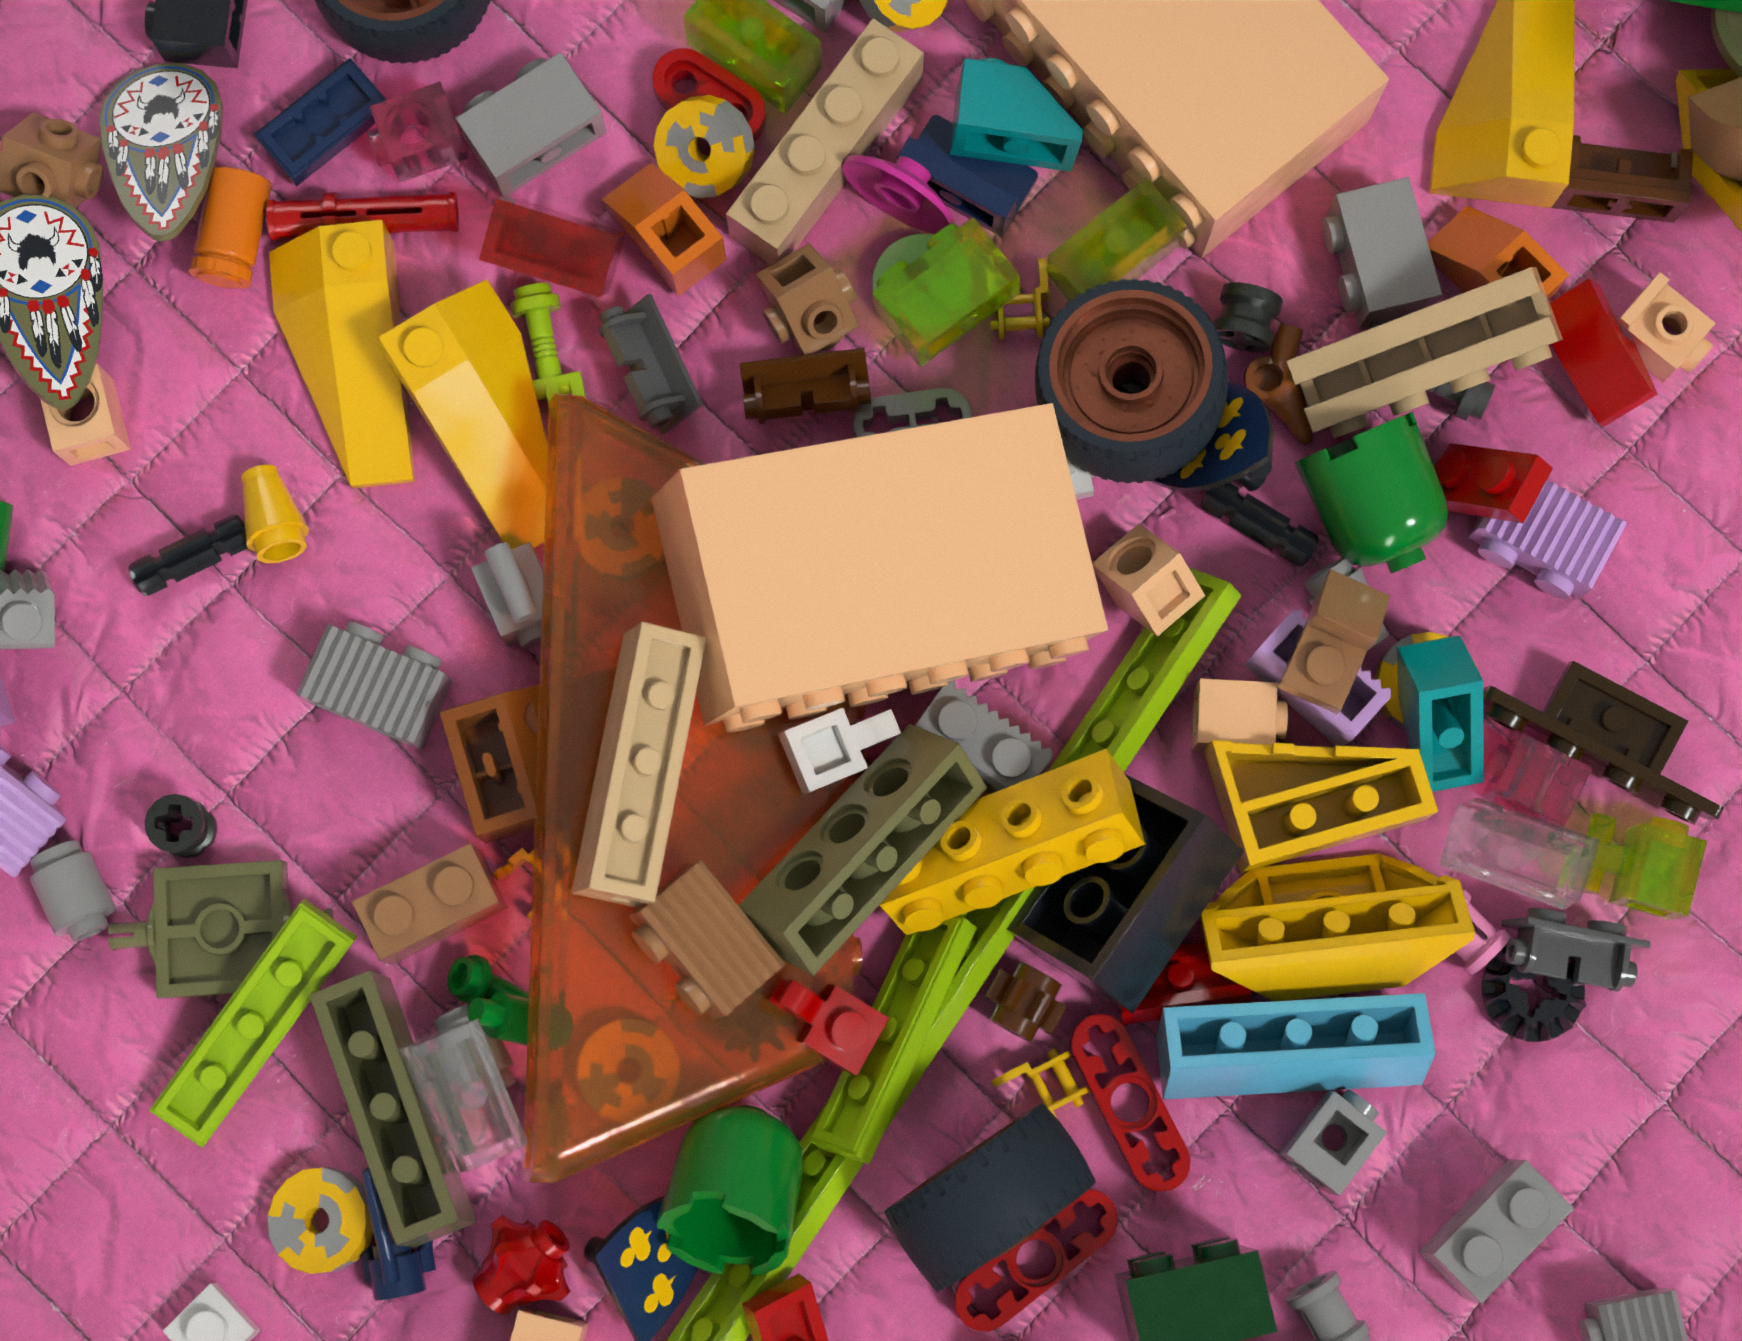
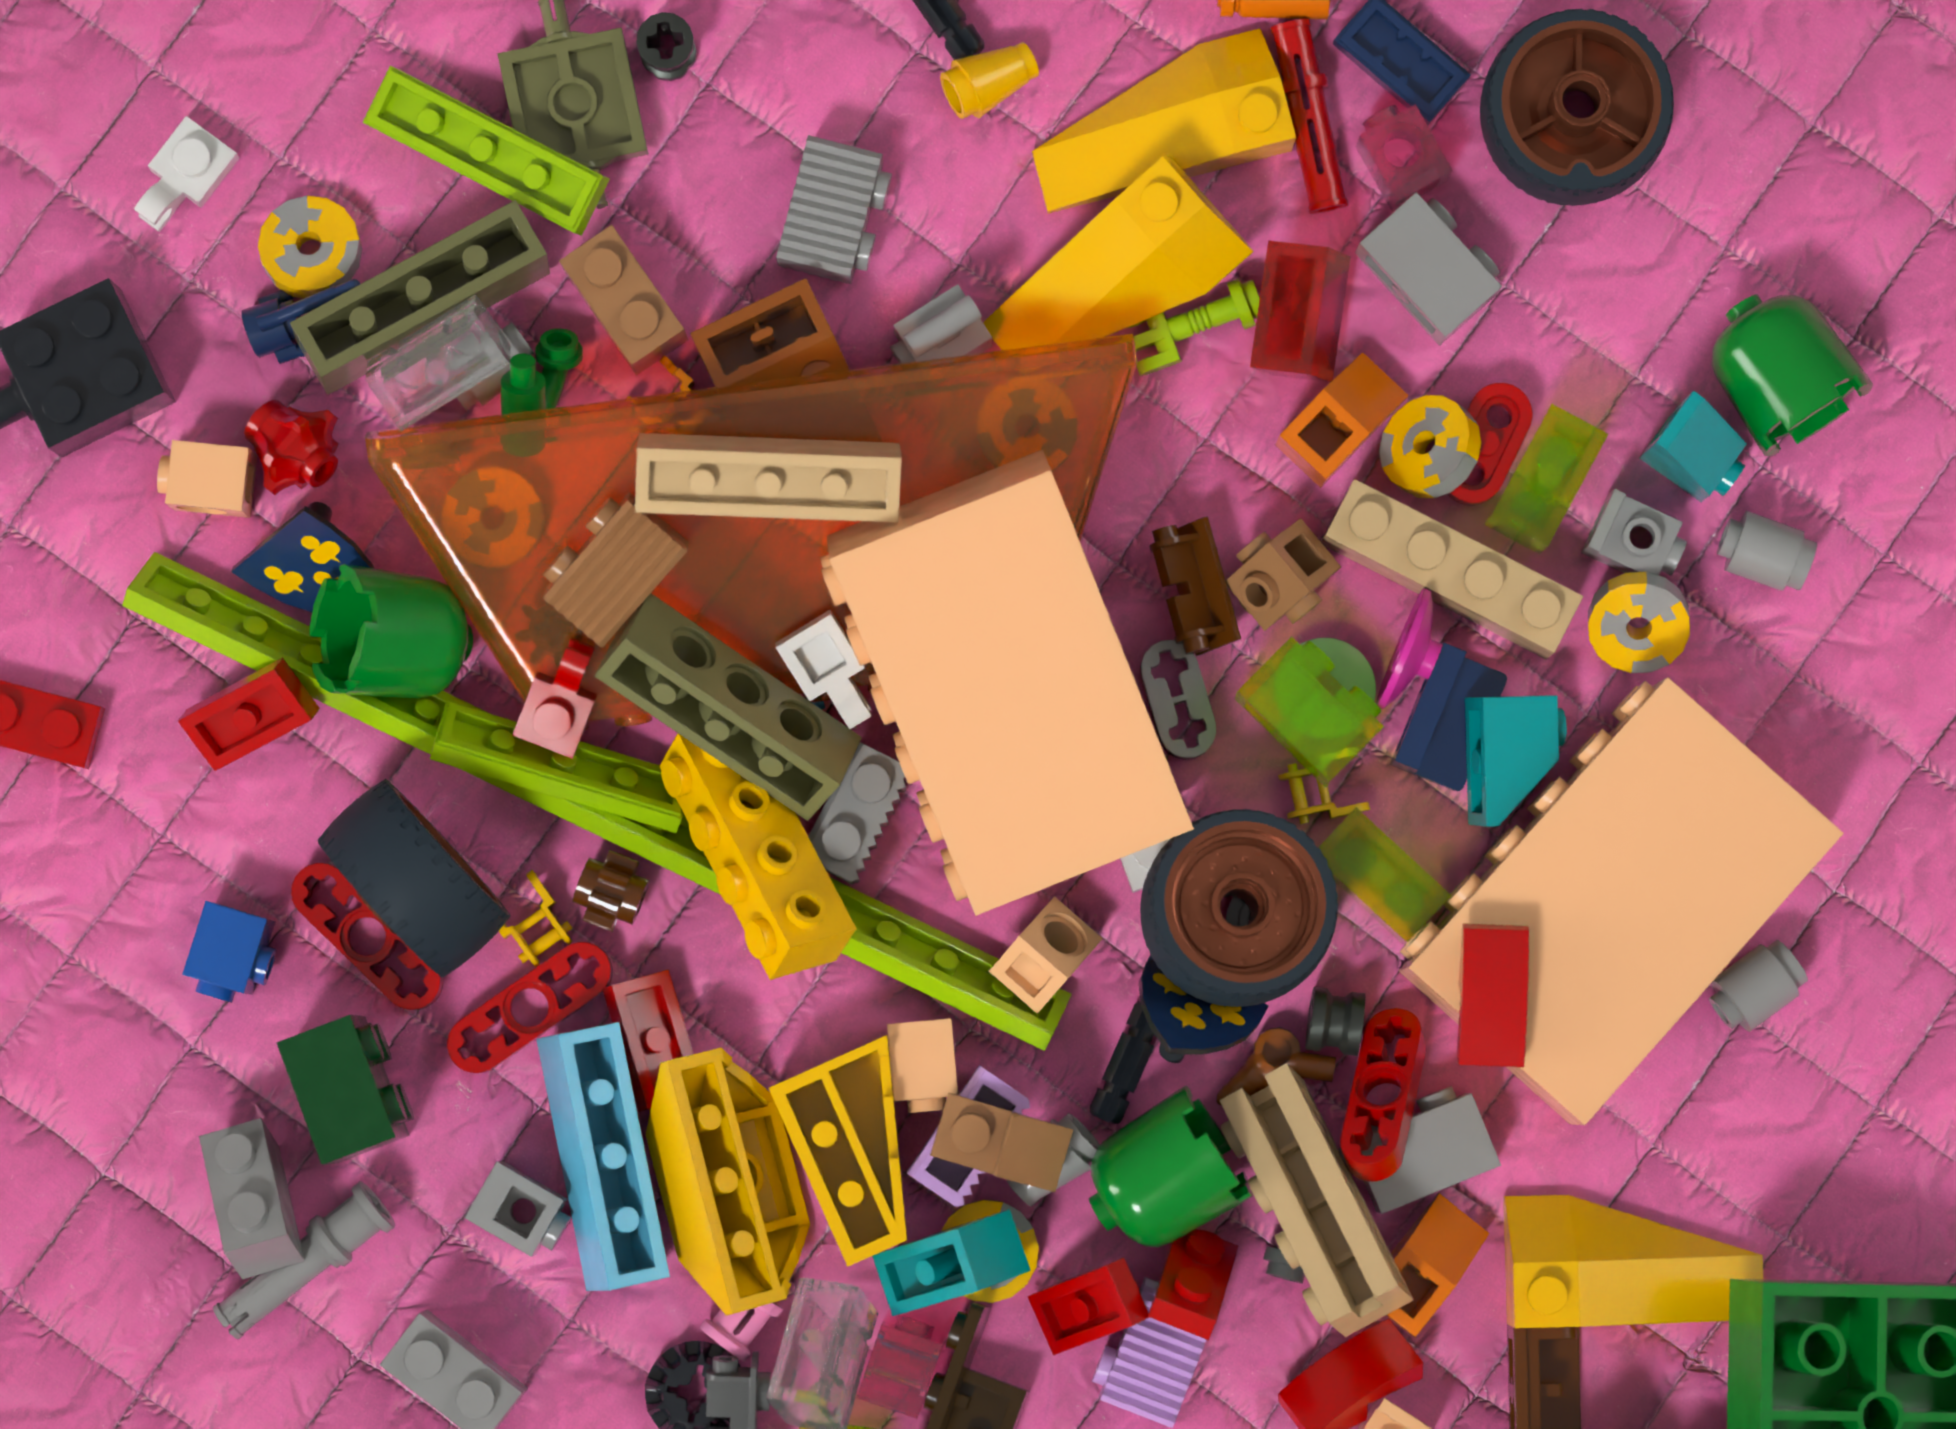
camera: 80 degrees right, 5 degrees up
(658, 375) = (1175, 442): dark grey hinge -> none
(1129, 915) = (698, 975): black brick -> none
(1256, 137) = (1493, 995): none -> red slope
(1350, 266) = (1391, 1118): none -> red beam
(1499, 586) = (1088, 1306): none -> red plate

